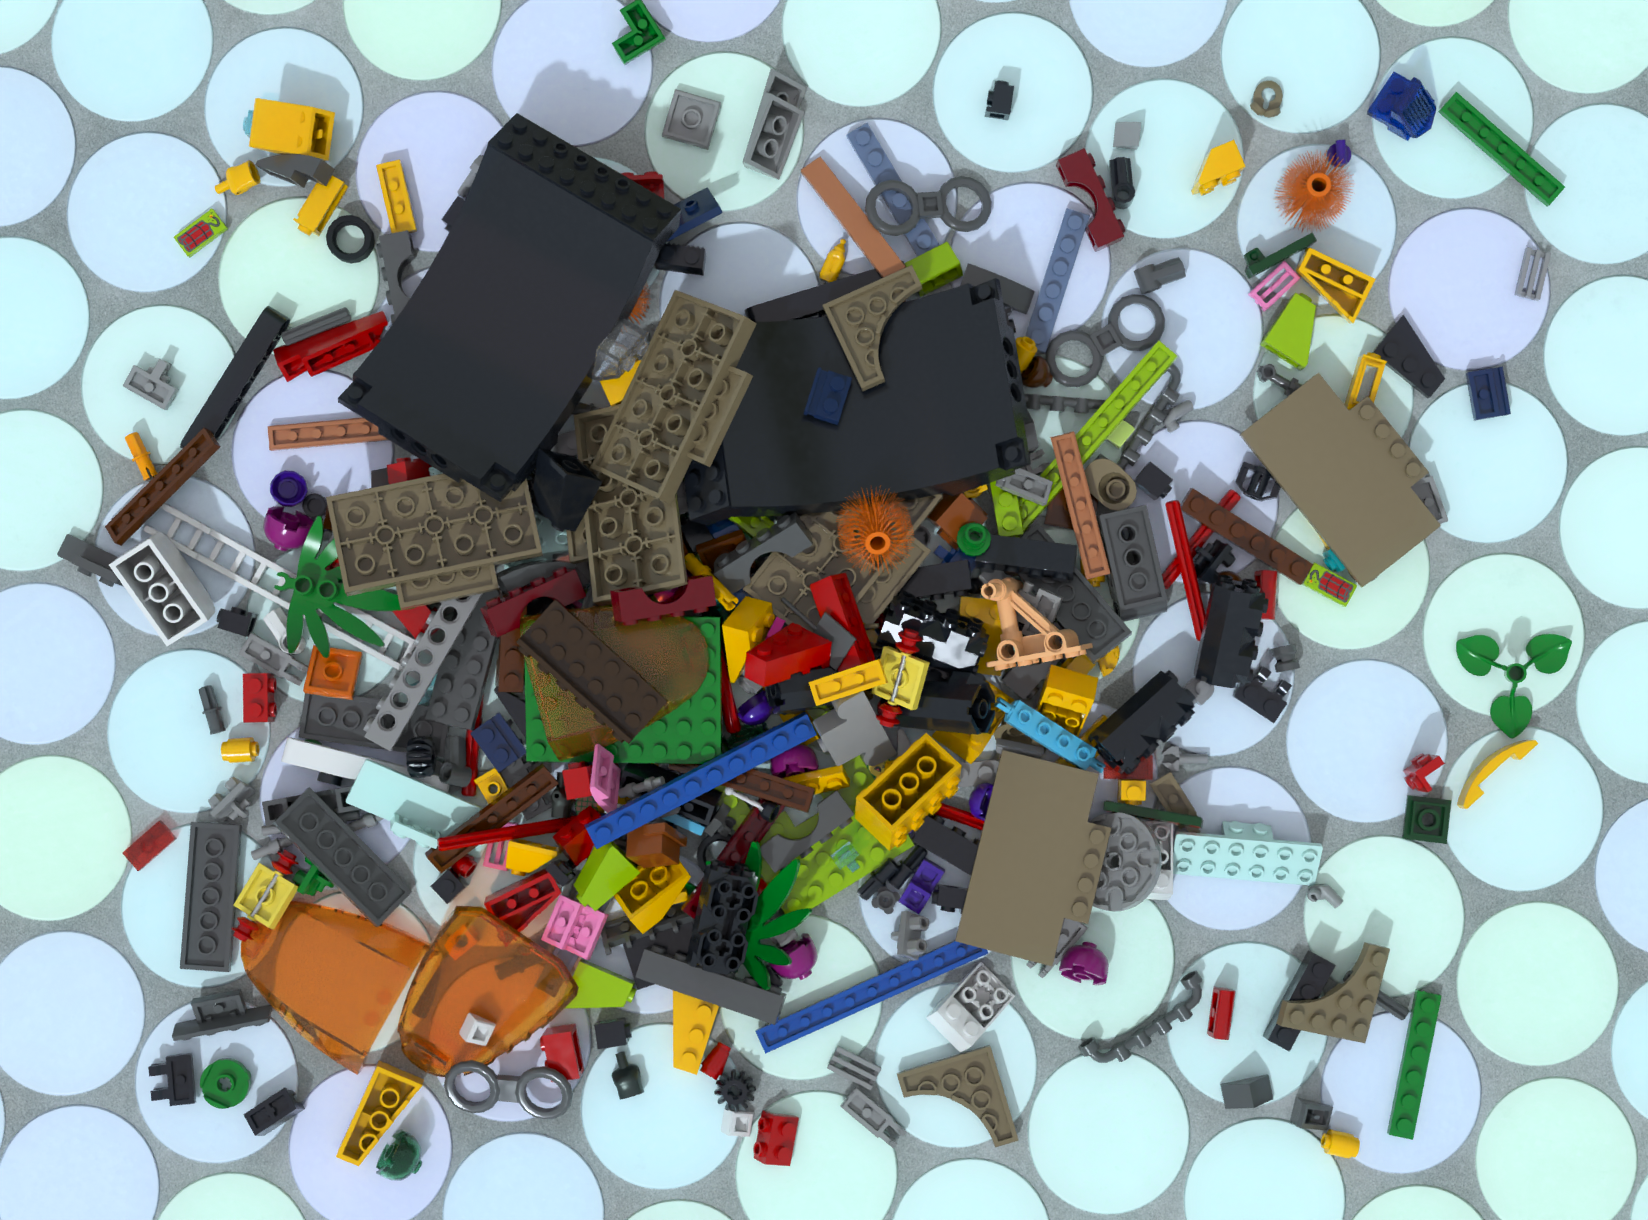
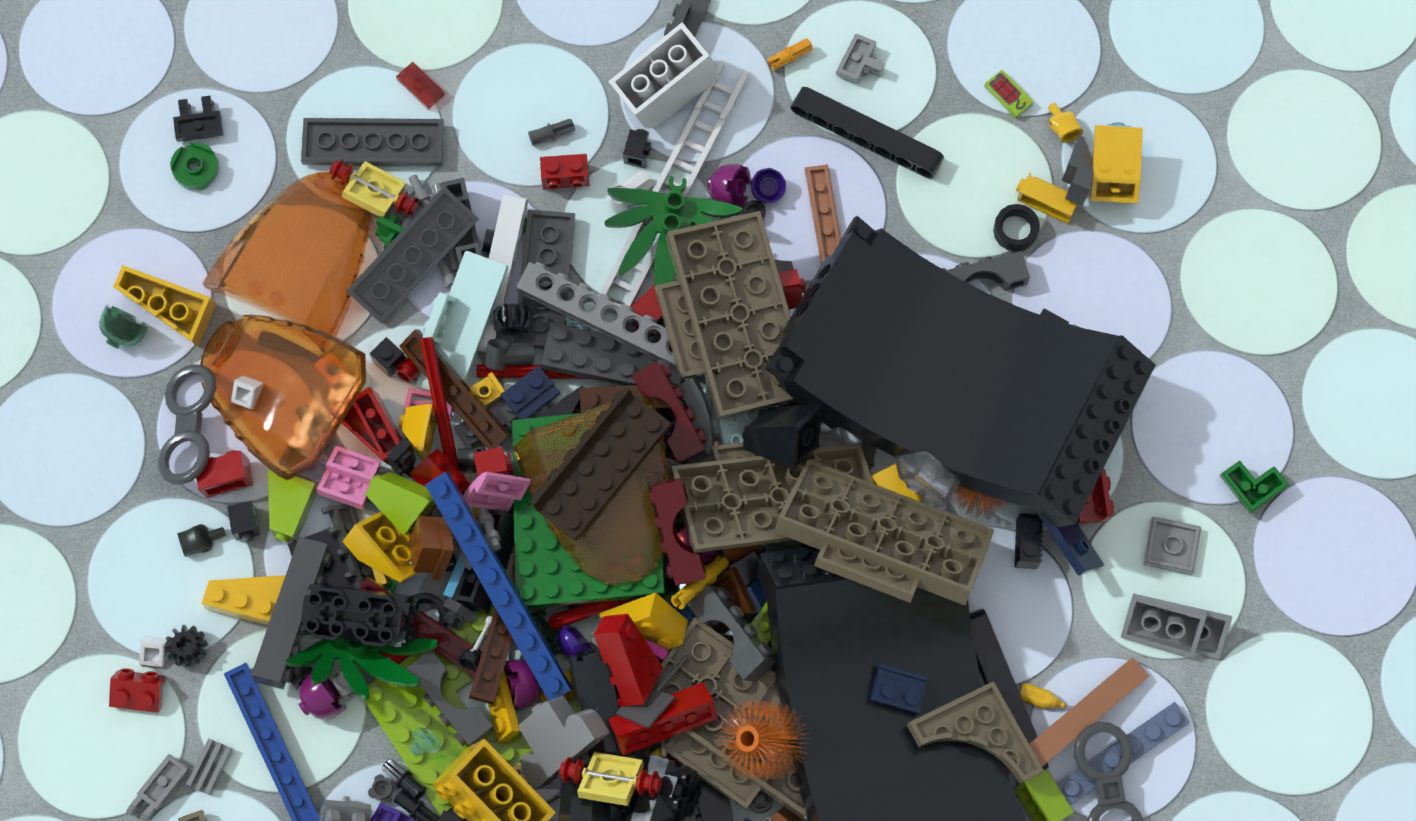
camera: 90 degrees right, 15 degrees down
(162, 486) = (762, 73): reddish brown plate -> none
(219, 1014) = (260, 157): dark grey bracket -> none
(234, 803) = (463, 156): light grey hips -> none
(240, 750) = (513, 158): yellow brick -> none
(271, 658) = (604, 177): light grey hinge -> none
(273, 1112) = (166, 209): black hinge -> none
(316, 326) = (928, 202): dark grey axle -> none
(330, 347) = (908, 214): red wedge -> none
(333, 675) = (591, 238): orange tile -> none
(396, 197) = (1062, 267): yellow plate -> none
(715, 1061) = (215, 625): red cone -> none
(848, 682) = (602, 722): yellow plate -> none

